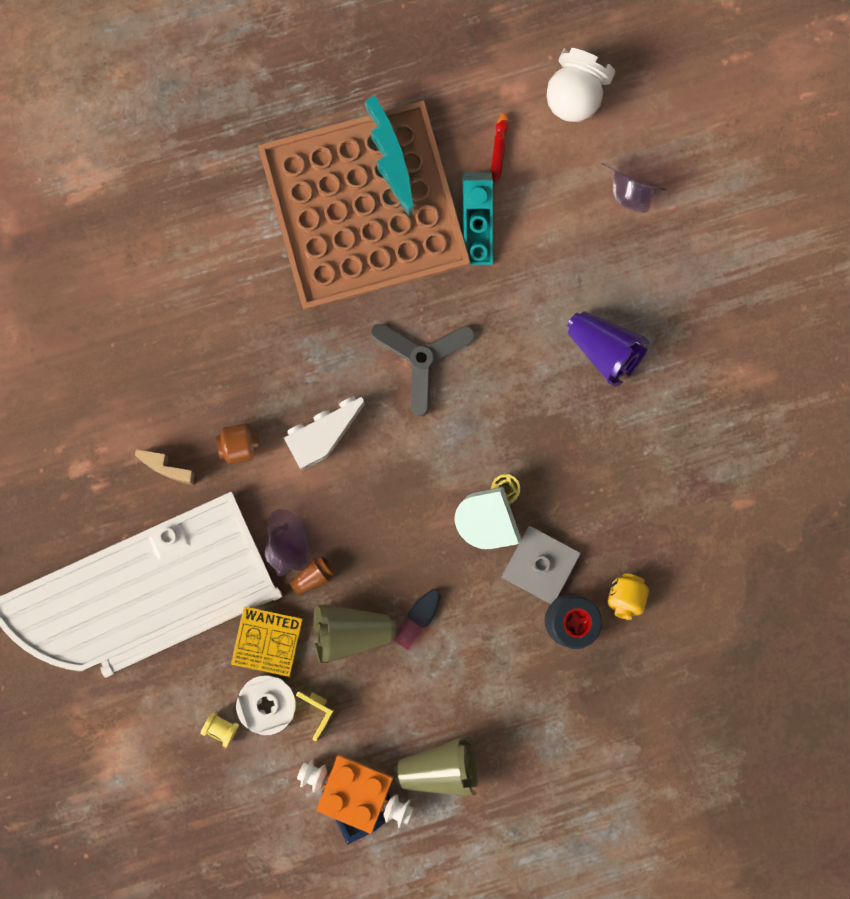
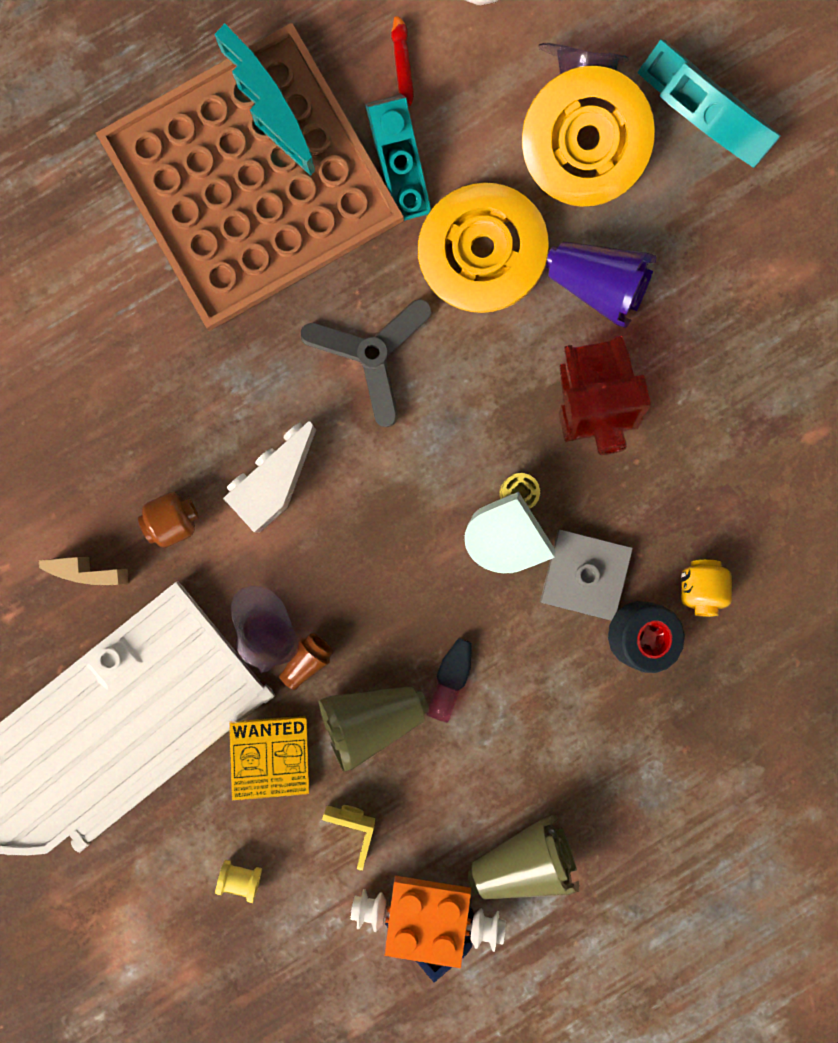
camera: 20 degrees left, 5 degrees up
(252, 696) = (283, 857): white plate -> none
(528, 326) = (489, 281): none -> yellow piece
(582, 432) = (601, 395): none -> clear red piece
(599, 223) = (553, 128): none -> yellow piece
(716, 238) = (707, 104): none -> teal slope

